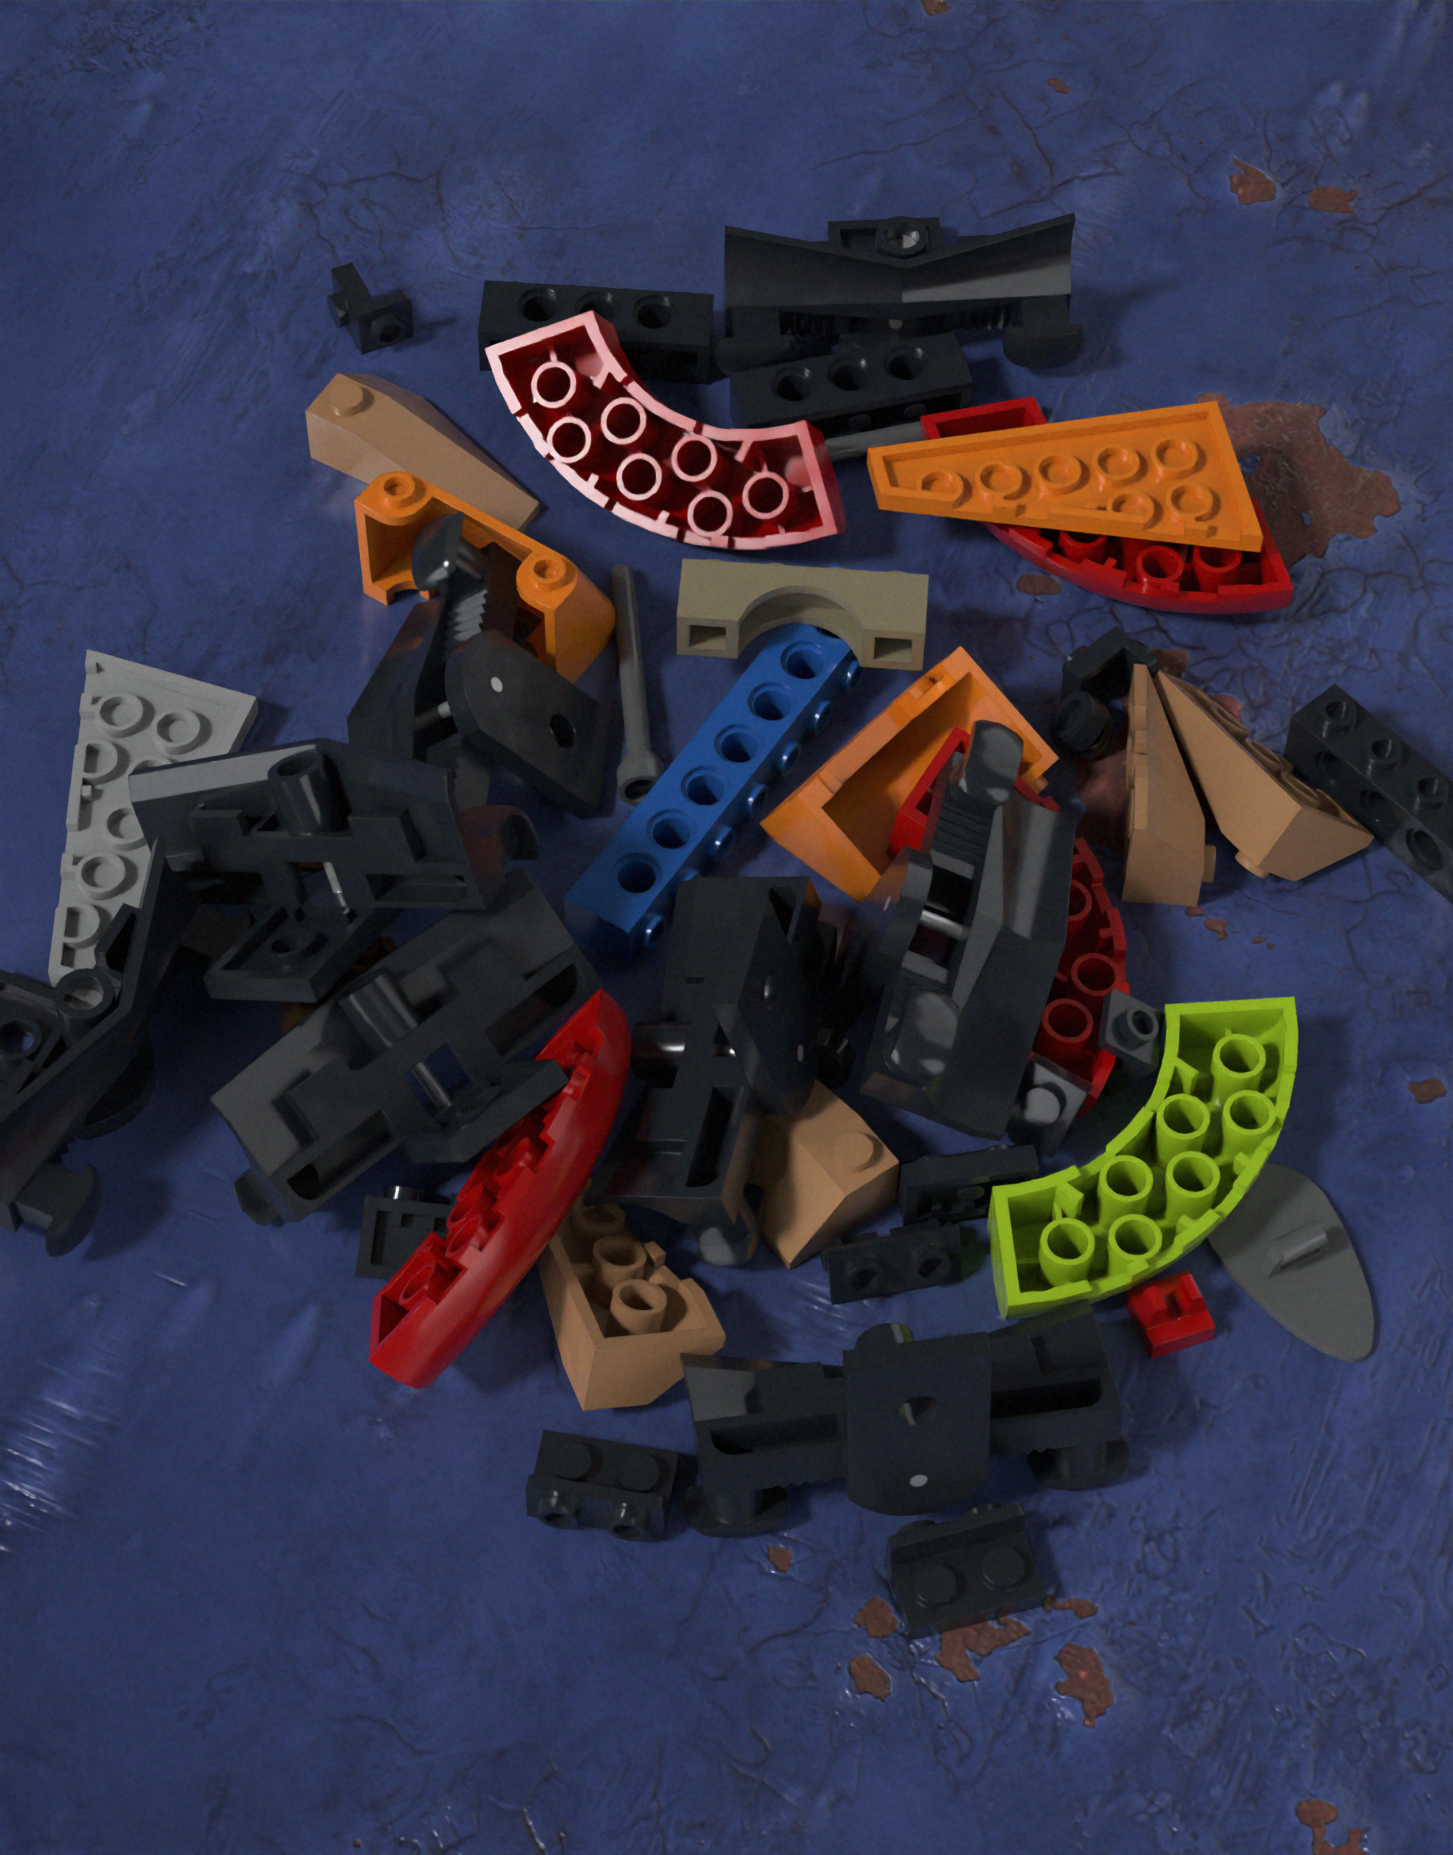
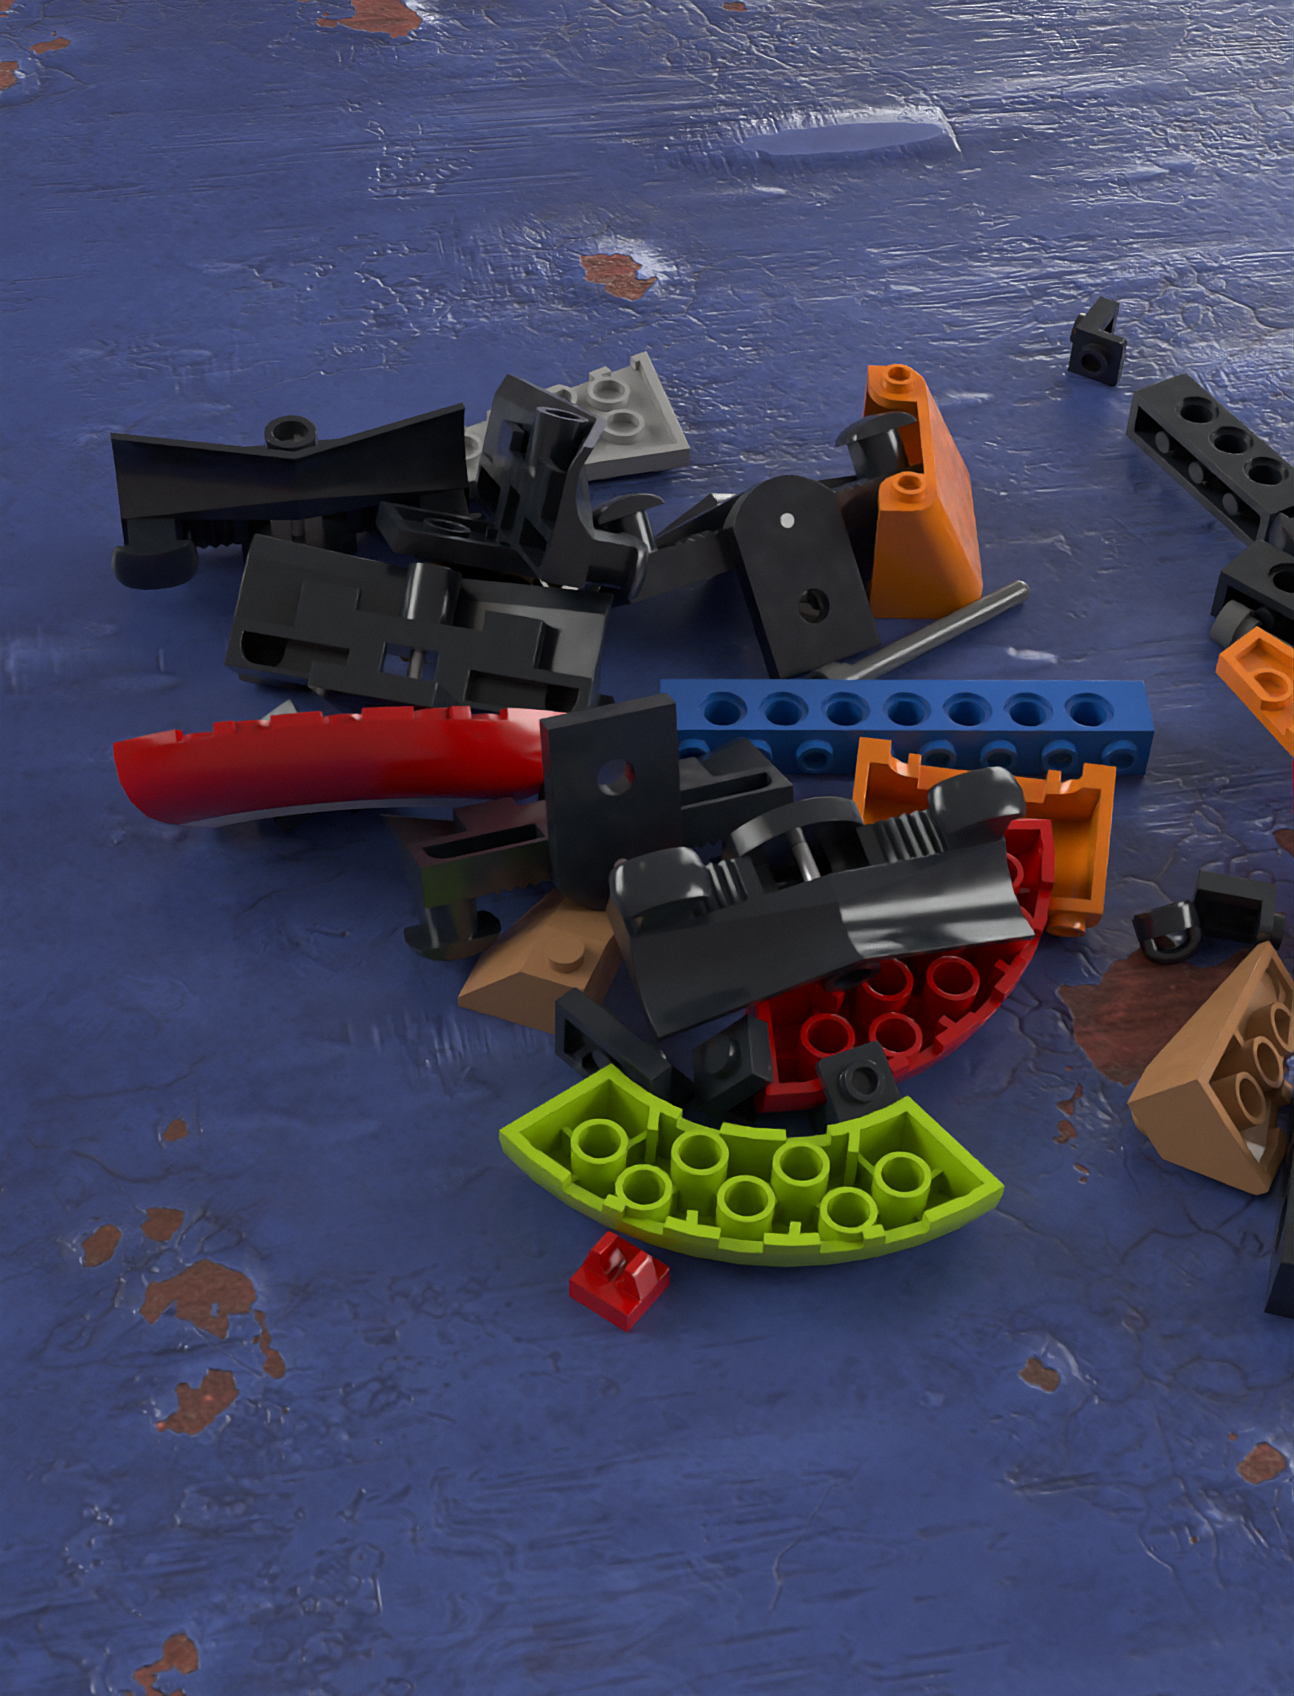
camera: 55 degrees right, 10 degrees down
(380, 428) = (1004, 426): medium nougat wedge -> none
(602, 1486) = (152, 977): black bracket -> none
(620, 1309) = (311, 893): medium nougat wedge -> none
(653, 464) = (1134, 540): red brick -> none
(734, 602) = (1020, 627): dark tan arch -> none
(903, 1420) = (322, 1115): black piece -> none
(904, 1261) = (506, 1055): black hinge -> none
(963, 1570) = (240, 1251): black bracket -> none
(1162, 817) = (1119, 1005): medium nougat wedge -> none
(1298, 1263) = (761, 1355): dark grey shield -> none

